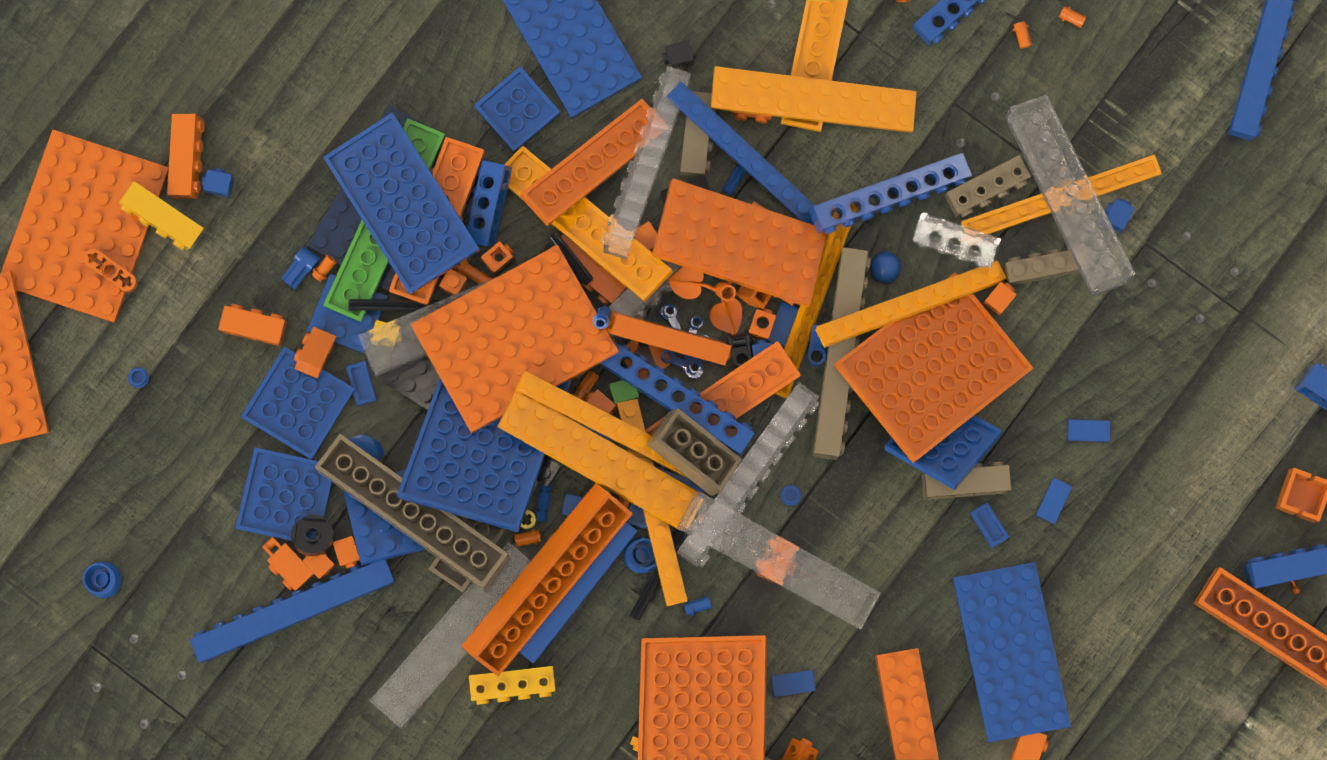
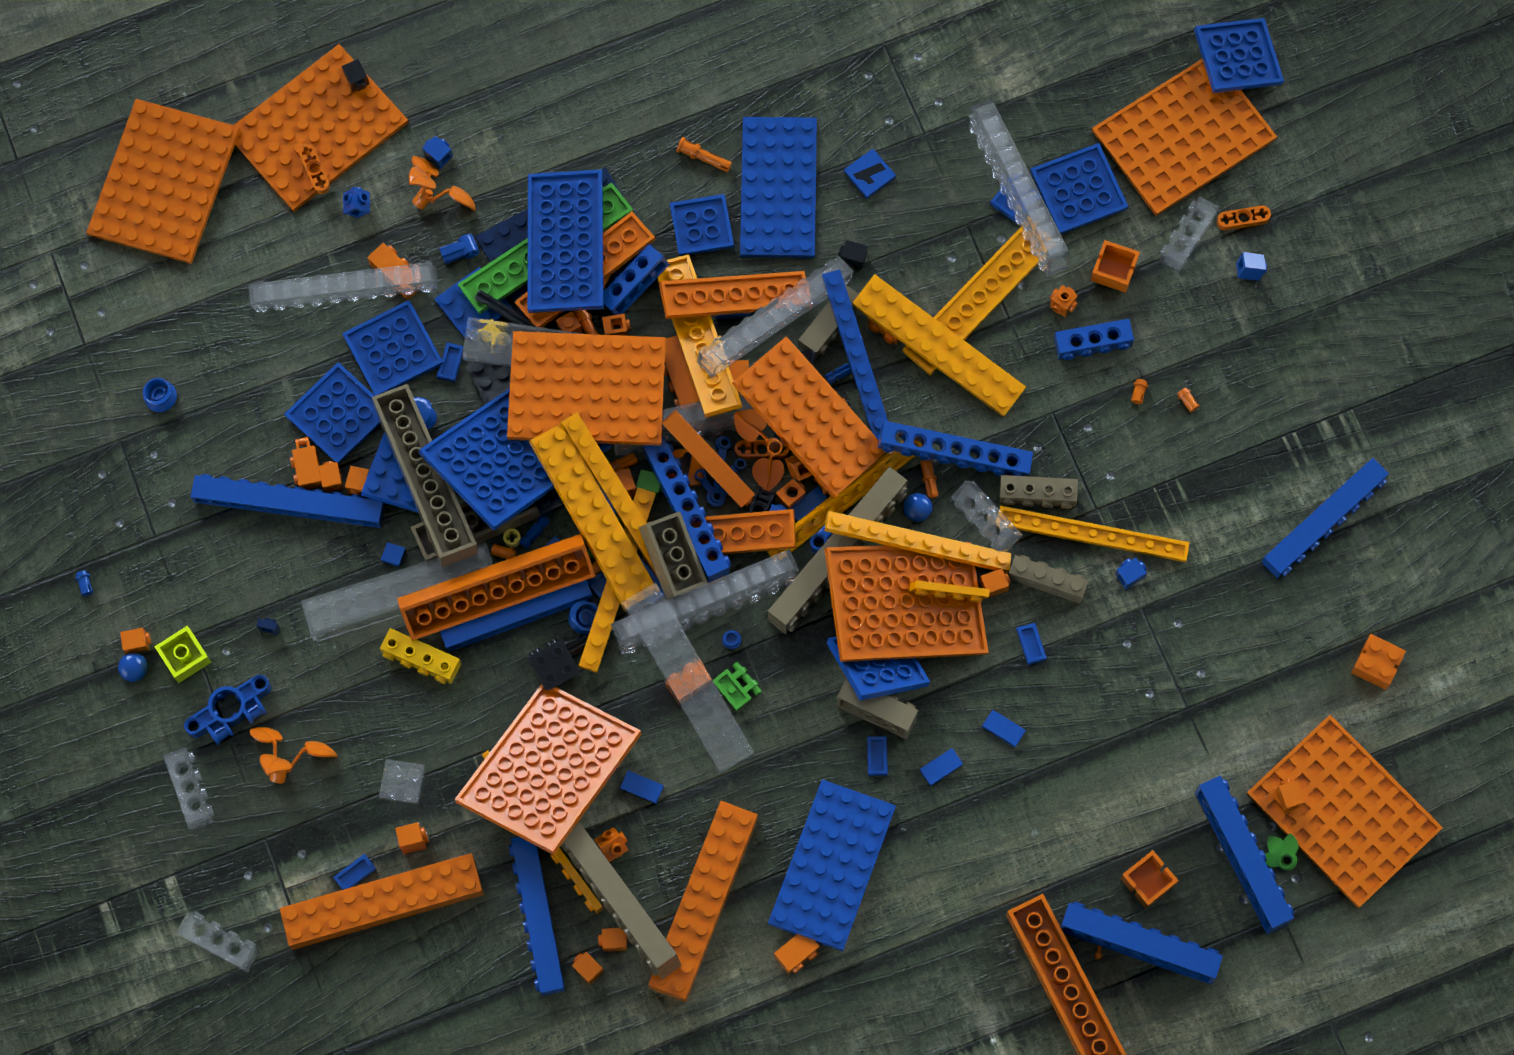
camera: 35 degrees right, 10 degrees down
(92, 154) = (355, 75): none -> black brick
(138, 377) = (284, 261): blue plate -> none
(161, 216) = (377, 149): yellow brick -> none
(172, 279) = (356, 202): none -> blue brick
(185, 156) = (425, 117): orange brick -> none
(213, 372) = (343, 286): none -> clear brick
(235, 229) = (421, 175): none -> orange plant
(314, 546) = (338, 460): black plate -> none
(315, 352) = (429, 316): orange brick -> none
(324, 268) = (478, 259): orange pin -> none
(350, 740) = (268, 625): none -> dark blue plate
(424, 601) = (393, 554): none -> blue tile
(468, 39) = (696, 151): none -> orange pin
(575, 264) = (670, 356): black axle -> none
(601, 319) = (662, 410): blue pin -> none
(641, 618) = (553, 664): none -> black bracket
(697, 308) = (747, 455): none -> orange beam
(697, 605) = (603, 681): blue pin -> none
(820, 542) = (732, 690): none -> bright green plate
(880, 234) = (929, 478): none -> orange axle
(961, 337) = (941, 590): none -> light orange plate
(1066, 335) = (1031, 643): none -> blue tile
(1069, 195) = (1097, 531): clear brick -> none

